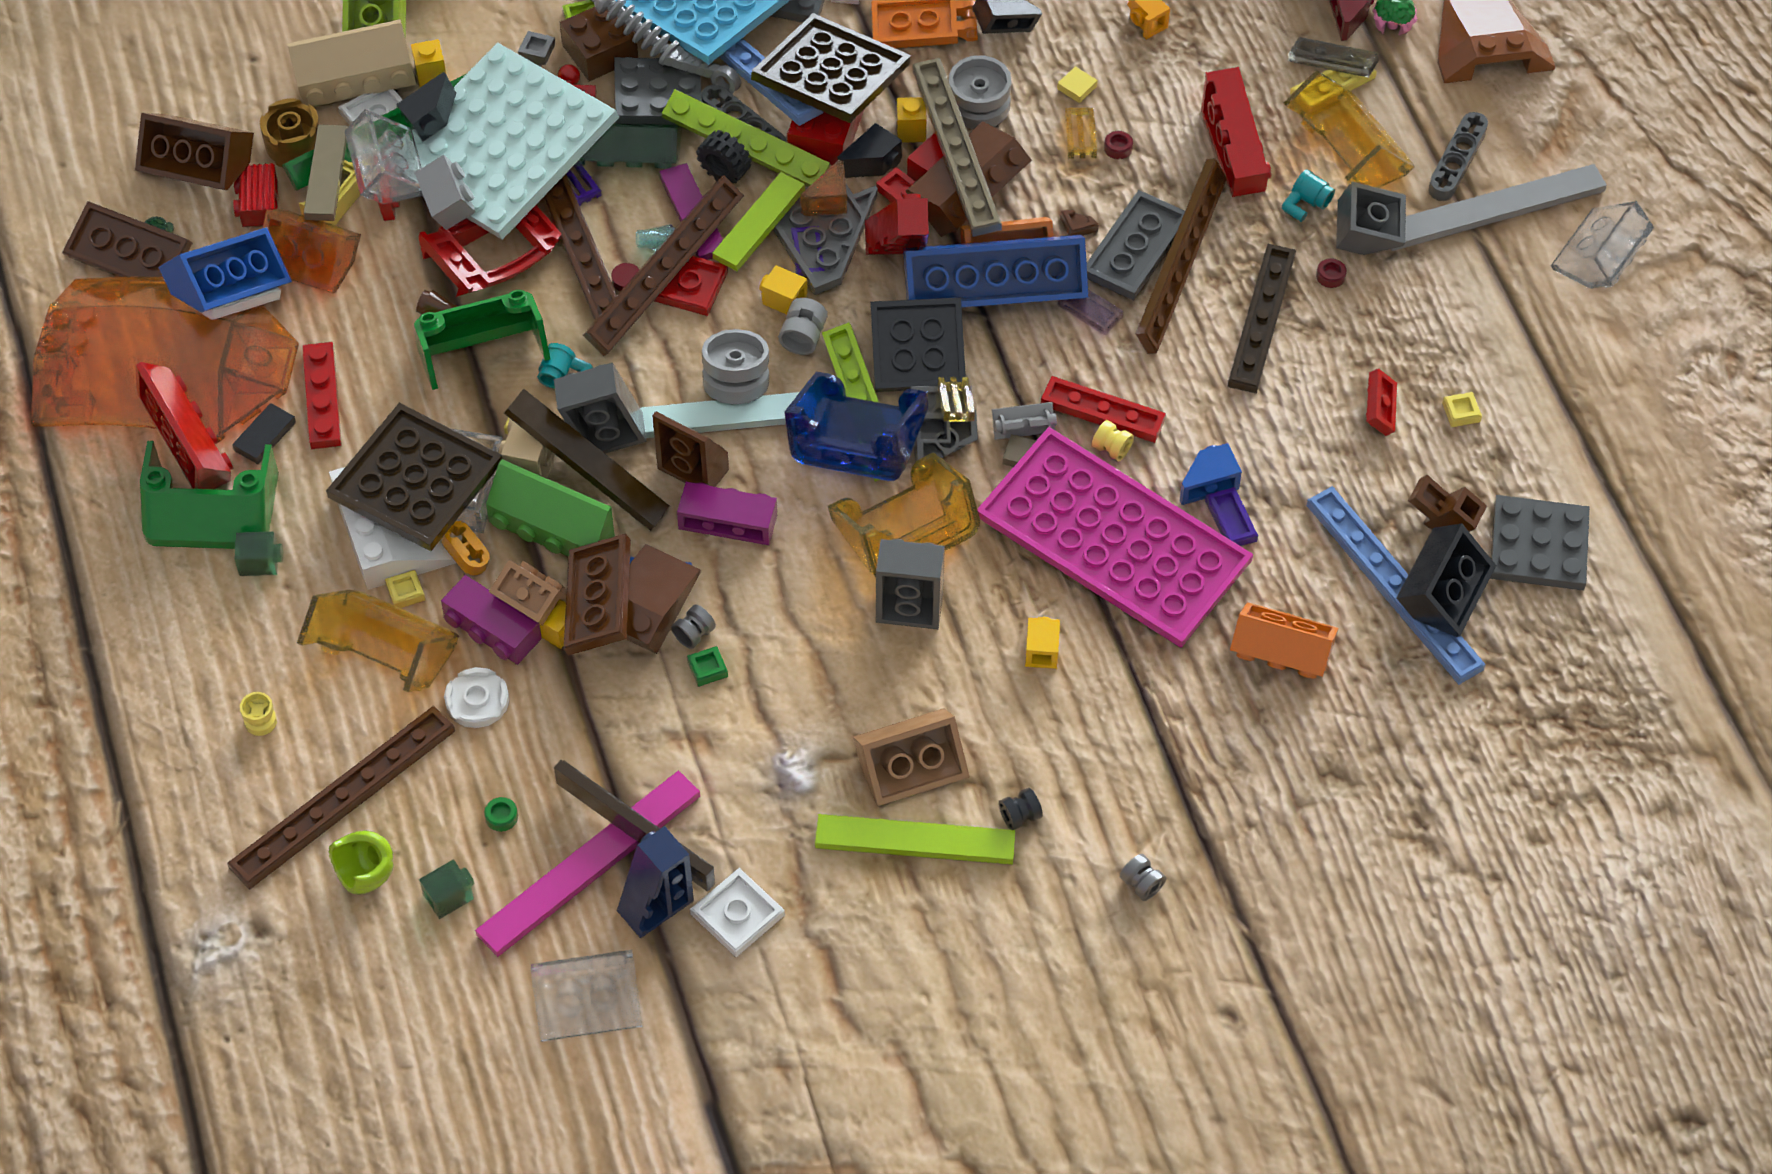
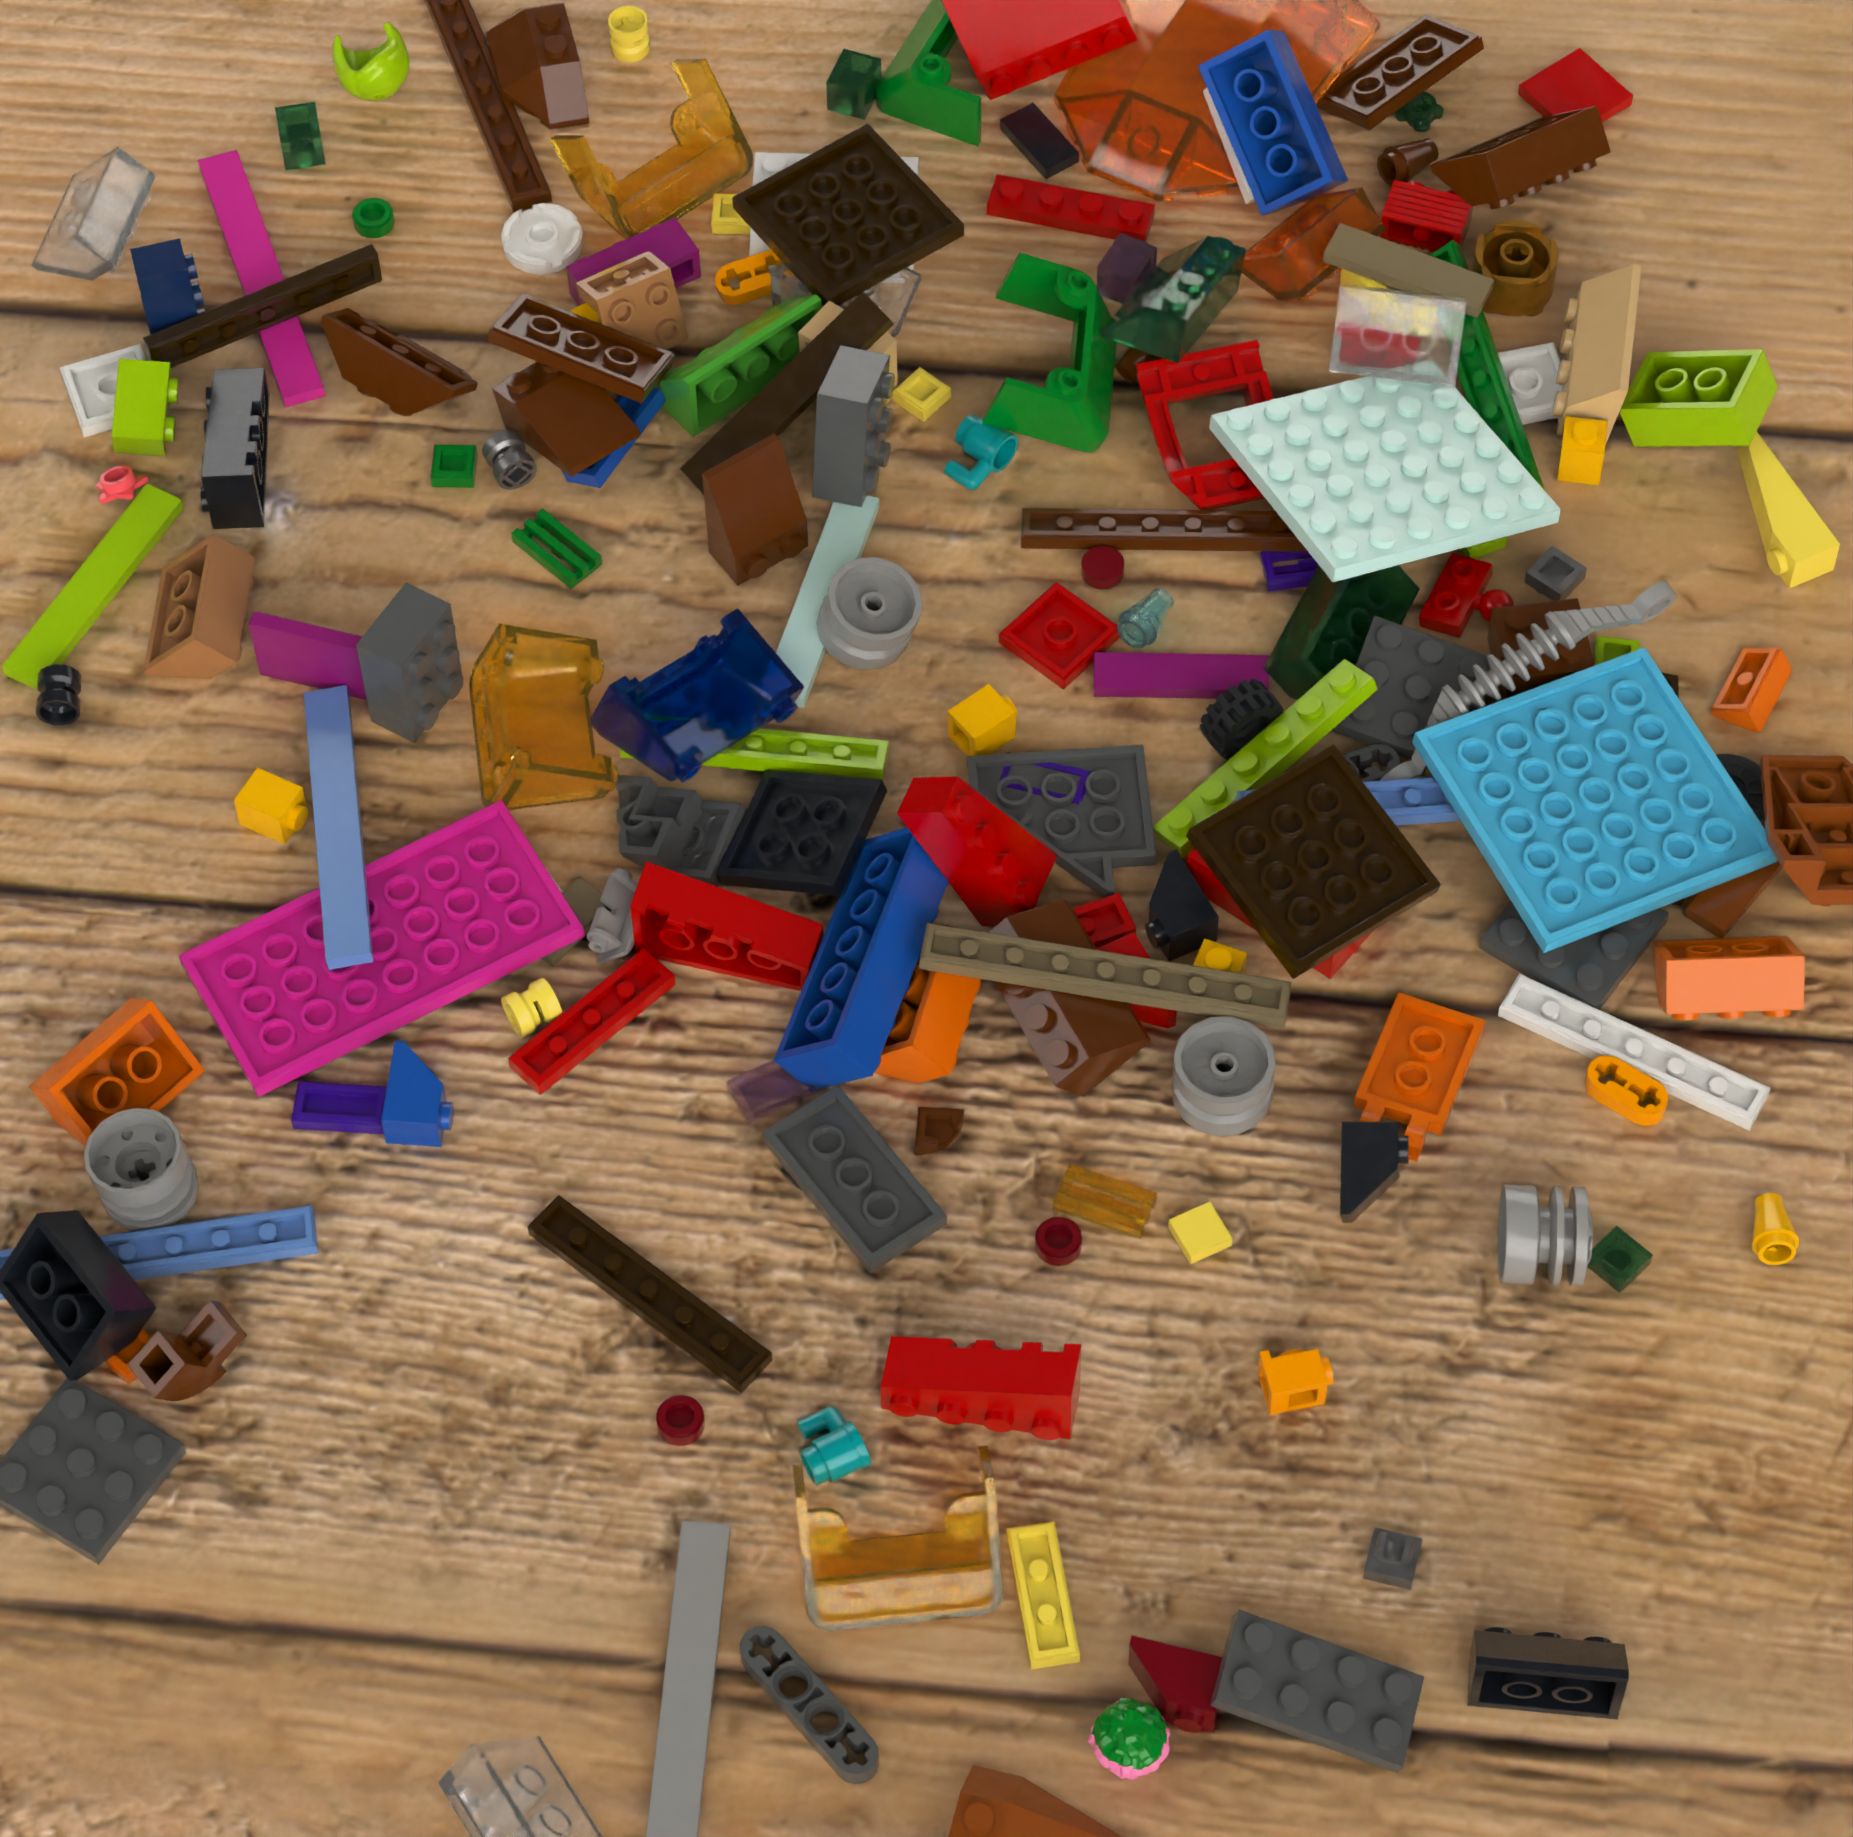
camera: 115 degrees right, 0 degrees up
(105, 156) = (1573, 85): none -> red tile
(208, 222) = (1406, 160): none -> reddish brown cone
(301, 762) = (540, 65): none -> reddish brown wedge
(370, 338) = (1125, 267): none -> brick
(397, 287) = (1179, 299): none -> clear green slope
(429, 106) = (1464, 397): black slope -> none
(445, 191) = (1301, 370): light grey brick -> none
(646, 715) = (391, 365): none -> reddish brown wedge
(663, 265) = (1087, 597): reddish brown tile -> none
(727, 513) = (653, 547): magenta brick -> none
(757, 864) = (143, 407): none -> lime brick
(758, 221) = (1110, 726): lime tile -> none
(758, 555) = (544, 520): none -> green tile
(762, 791) = (236, 448): none -> black wedge
(802, 326) = (902, 716): light grey wheel -> none
(816, 854) = (119, 483): none -> coral plate
(827, 193) = (1112, 816): clear orange slope -> none
(921, 653) = (306, 653): none -> magenta tile
(955, 387) = (687, 818): clear yellow tile -> none
(1009, 356) = (721, 930): none -> red wedge
(1040, 593) = (338, 828): none -> medium blue tile
(1181, 256) = (800, 1222): reddish brown tile -> none
(1333, 57) = (1082, 1605): clear smoke tile -> none
(1347, 580) = (141, 1169): none -> light grey wheel
(1370, 219) = (729, 1495): dark grey slope -> none
(1381, 402) = (412, 1367): red plate -> none
(1462, 409) = (352, 1479): light yellow tile -> none

